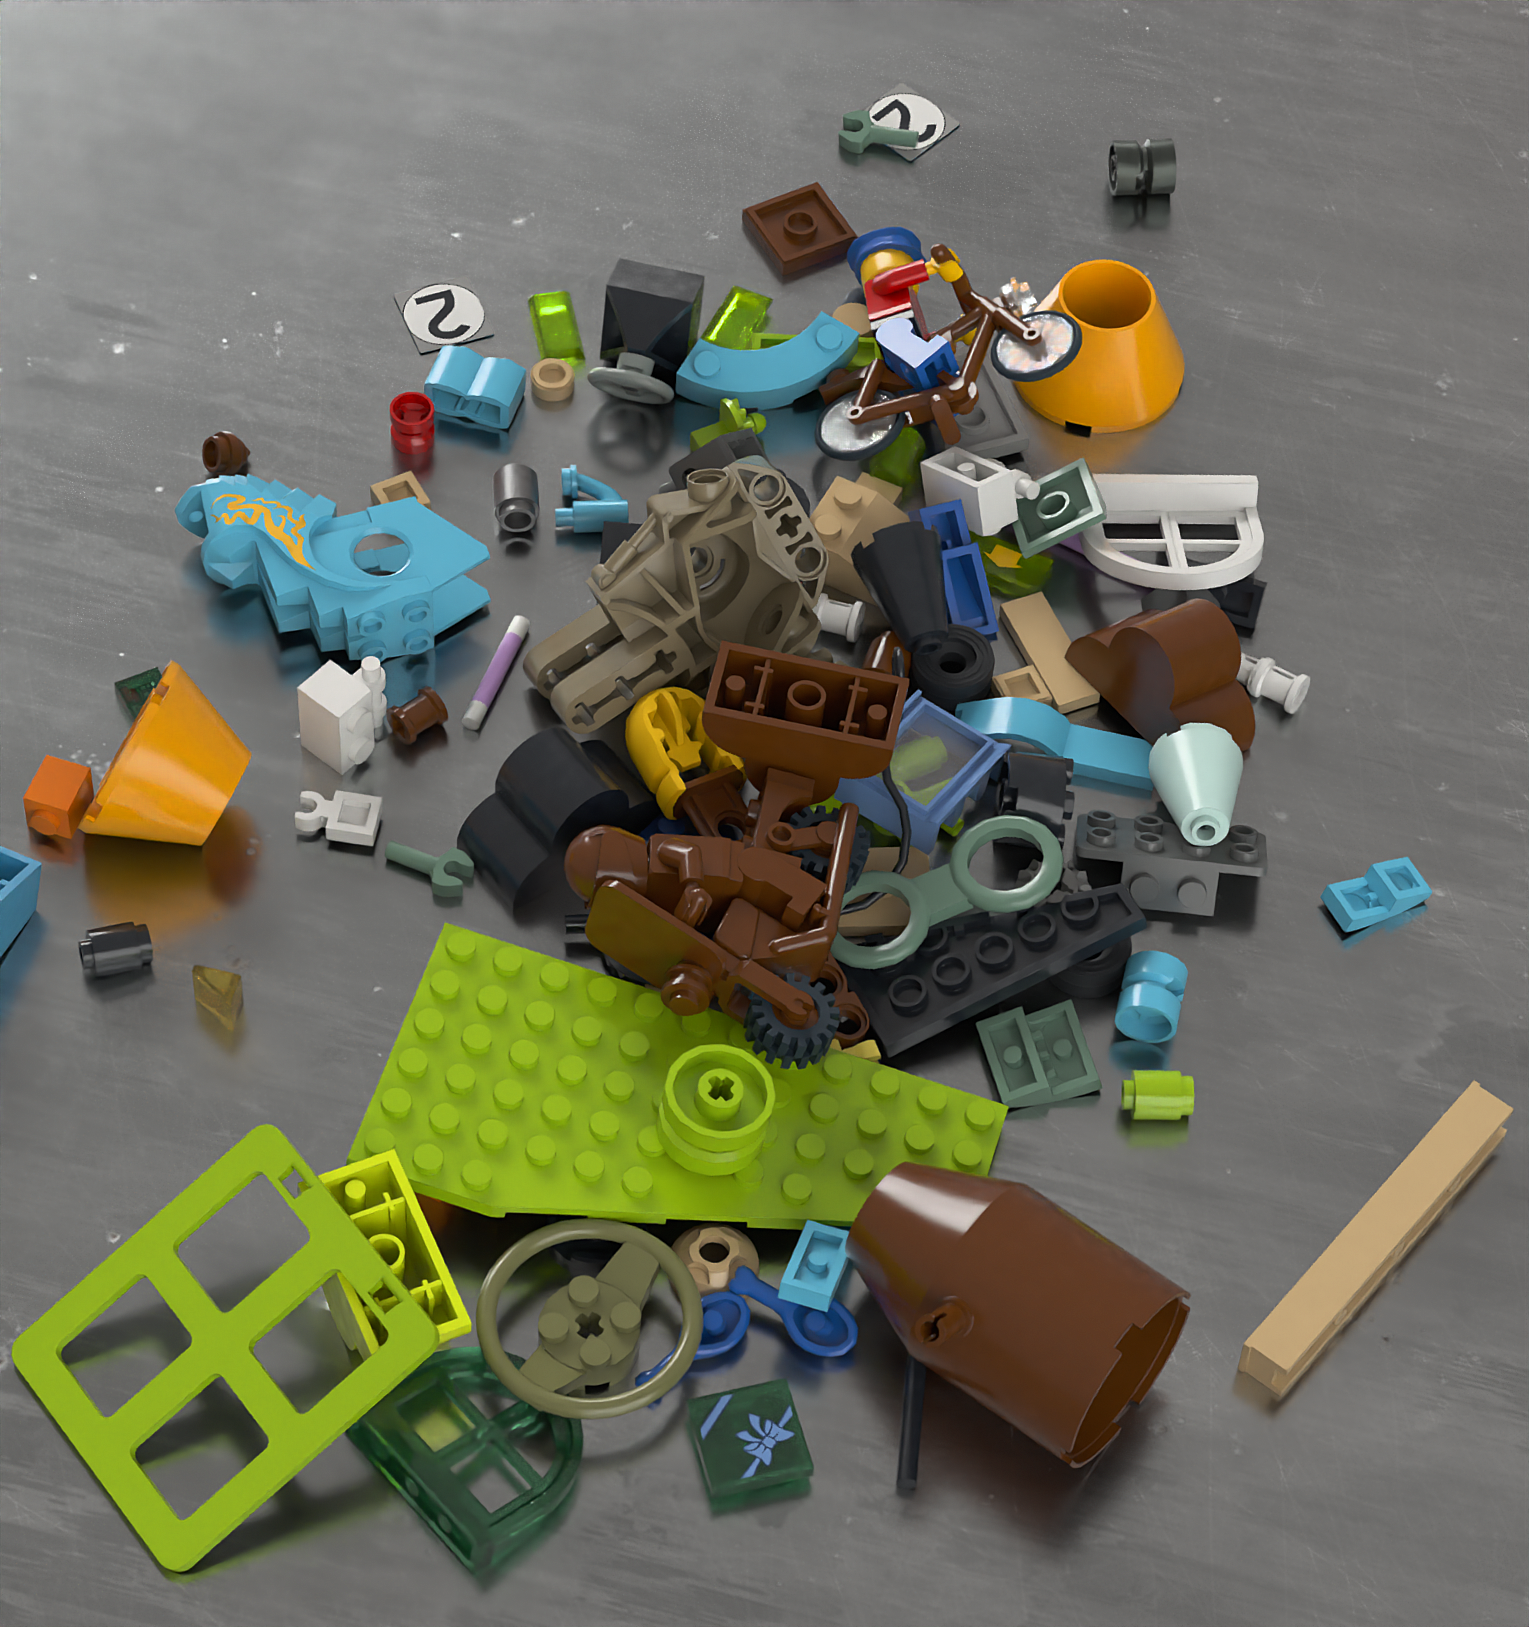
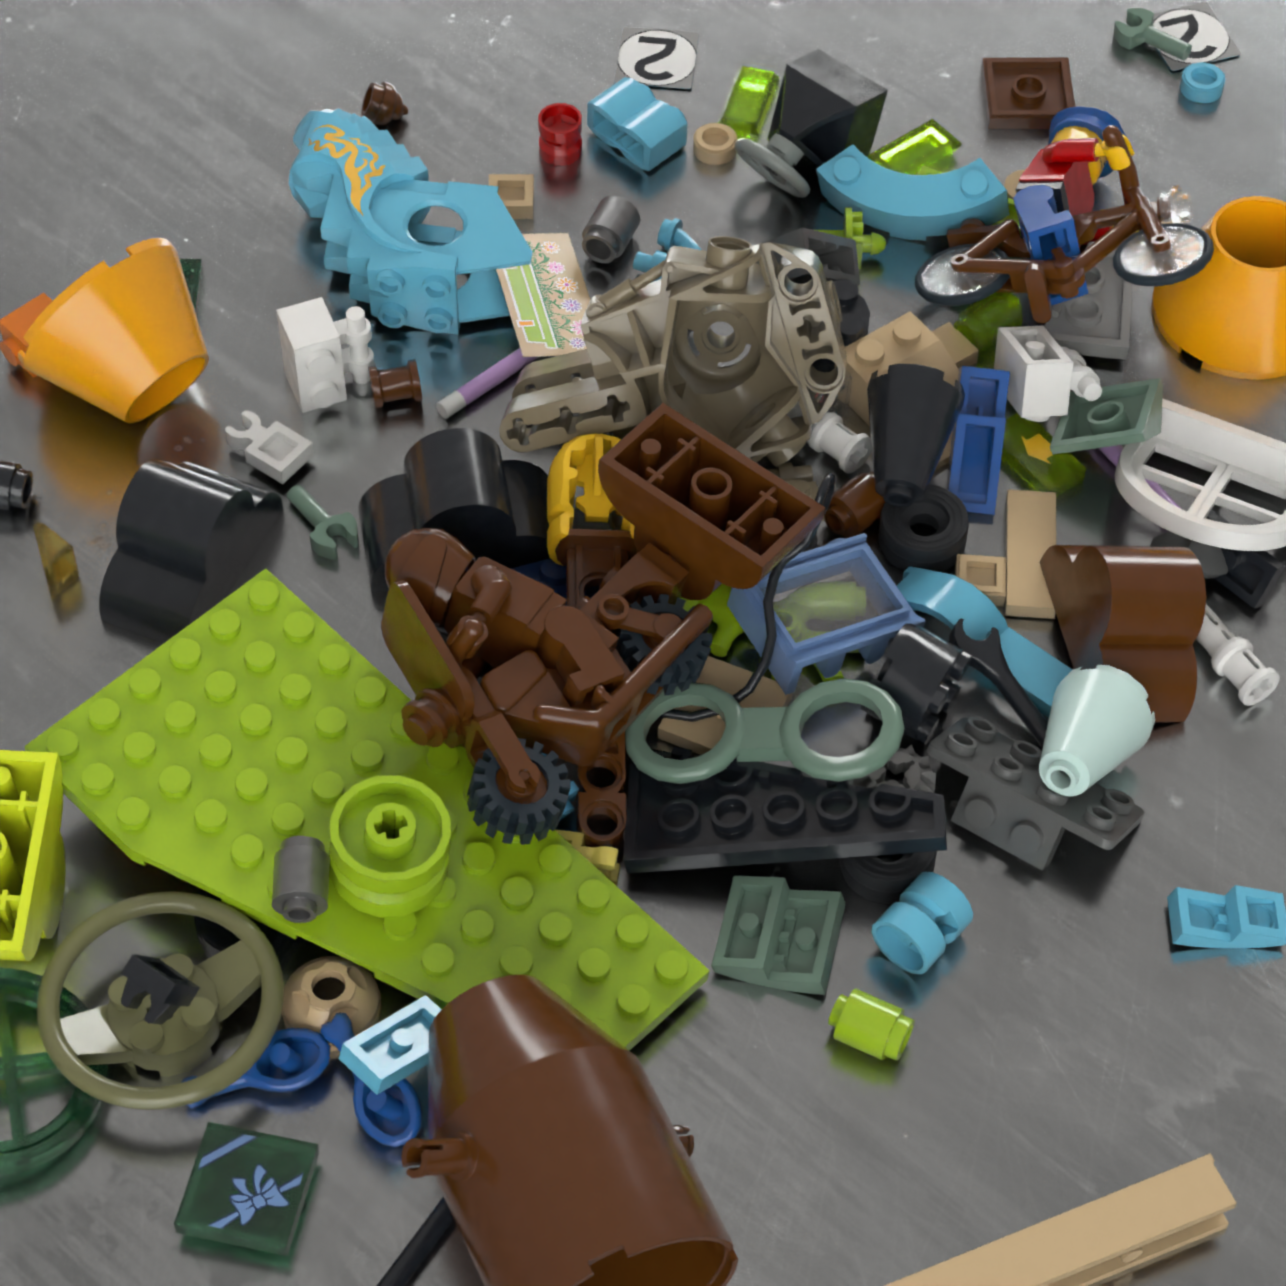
camera: 30 degrees right, 0 degrees up
(337, 943) = (181, 545): none -> black brick
(511, 590) = (546, 297): none -> sticker
(584, 1299) = (165, 984): none -> black tile
(659, 1167) = (301, 879): none -> flat silver brick
(944, 164) = (1202, 82): none -> medium azure tile
(1089, 765) = (990, 661): none -> black piece

